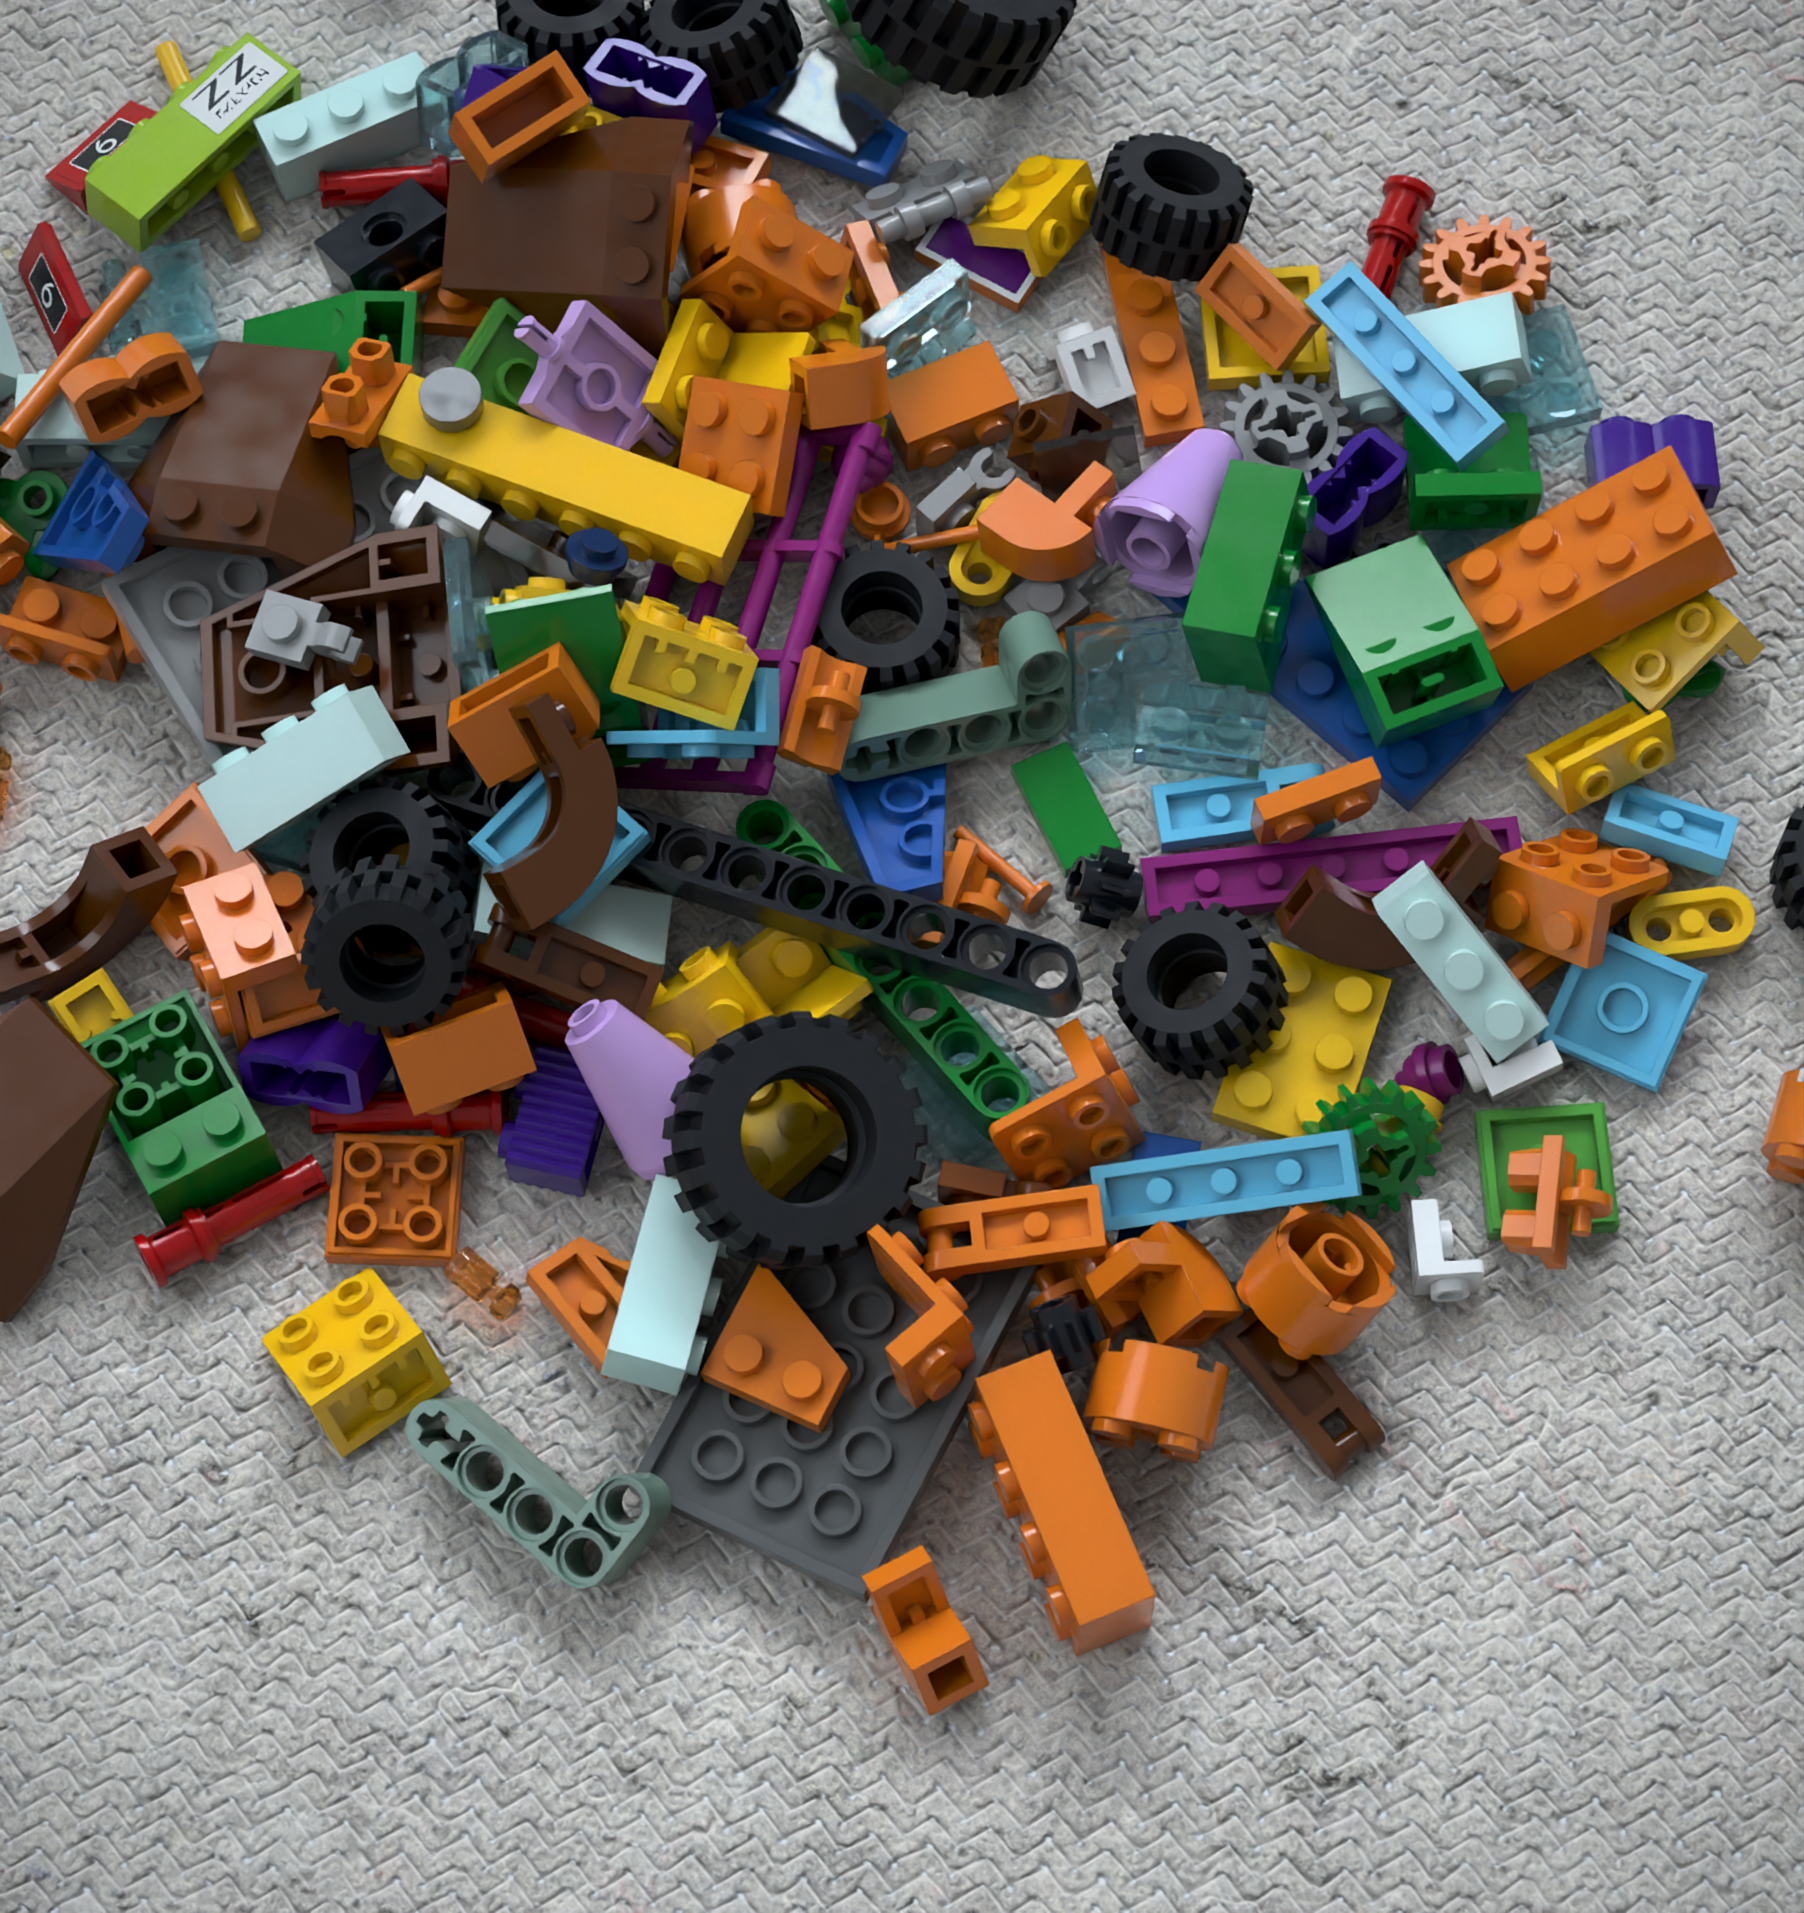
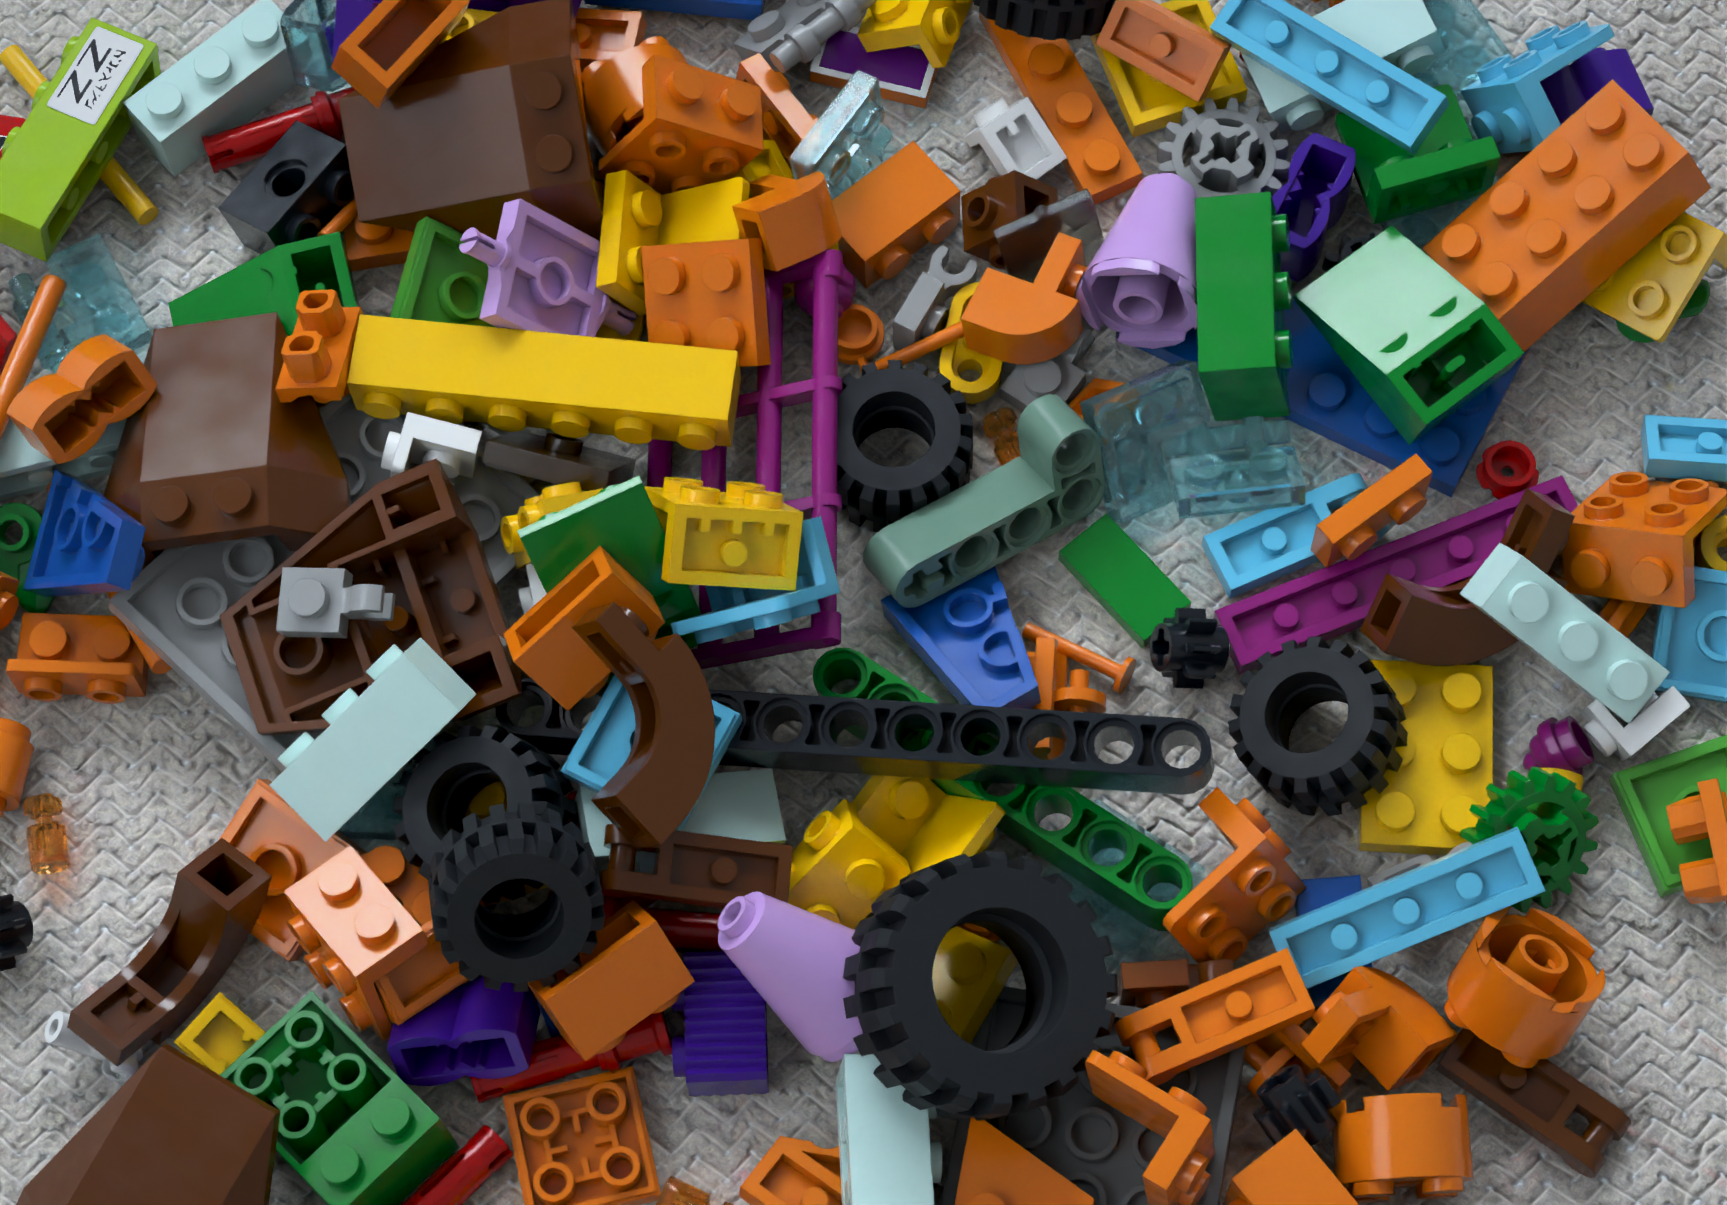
camera: 15 degrees left, 0 degrees up
(451, 399) = (412, 330): flat silver tile -> none
(467, 613) = (497, 541): clear light blue plate -> none
(595, 556) = (601, 450): dark blue plate -> none
(821, 711) = (869, 546): orange hips -> none
(1428, 1246) = (1613, 923): white bracket -> none
(1470, 784) = (1507, 455): none -> red plate
(1574, 443) = (1509, 95): none -> medium azure bracket
(1602, 756) = (1625, 396): yellow bracket -> none

